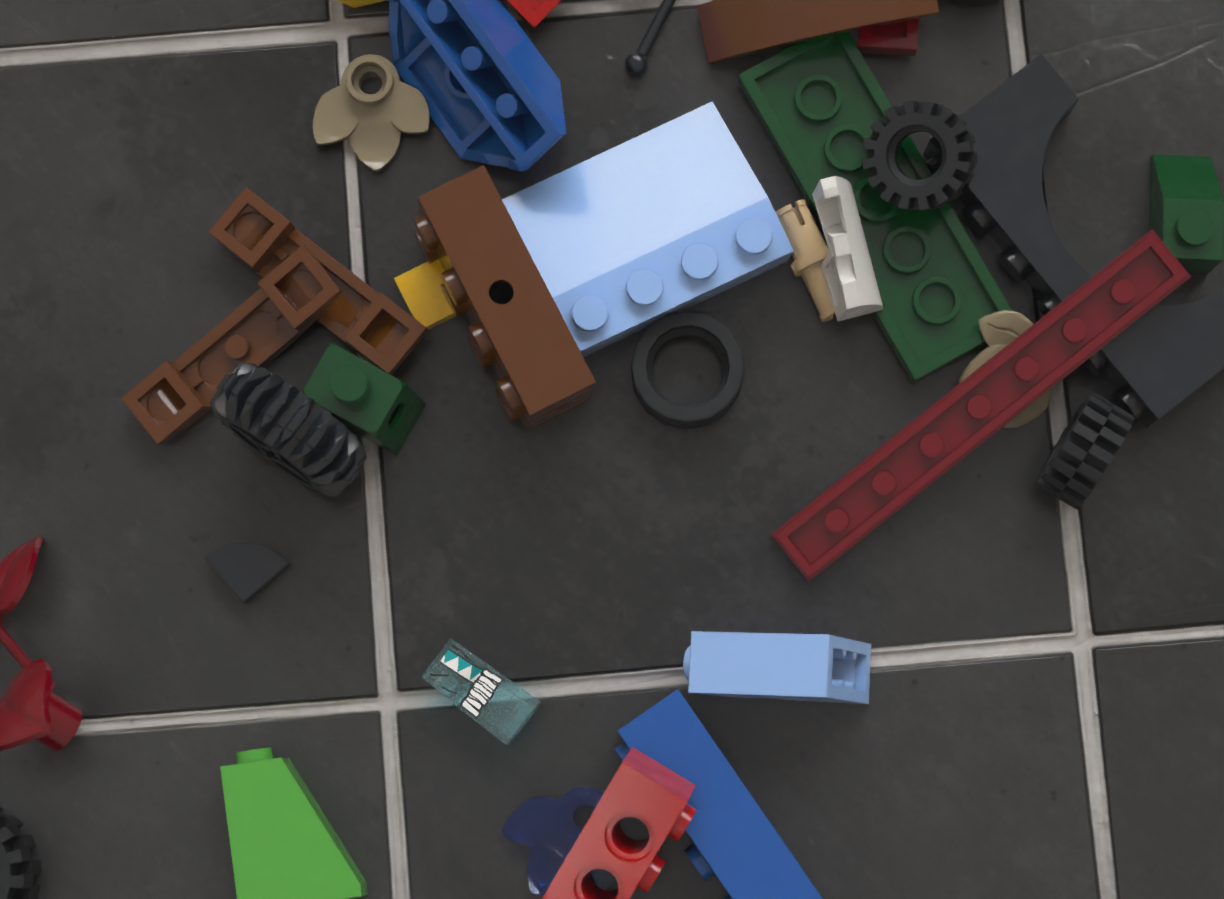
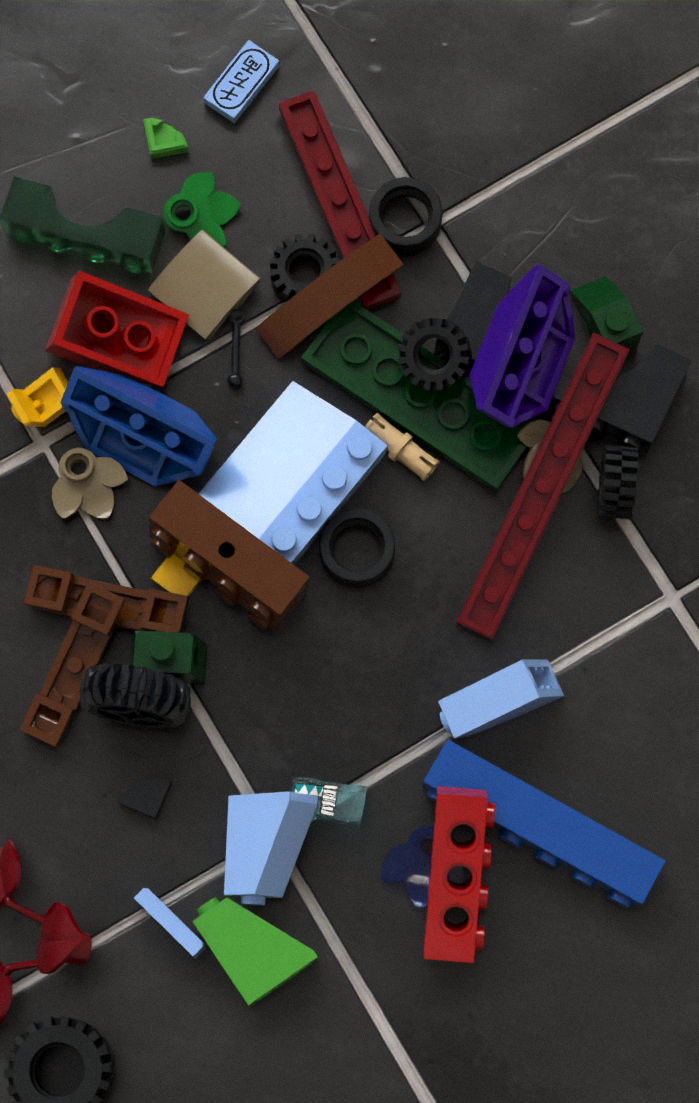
camera: 30 degrees left, 5 degrees down
(194, 751) = (170, 922): none -> light blue tile
(365, 710) = (264, 843): none -> light blue slope
(848, 263) = (424, 438): white slope -> none
(1045, 208) = (524, 349): none -> dark purple wedge

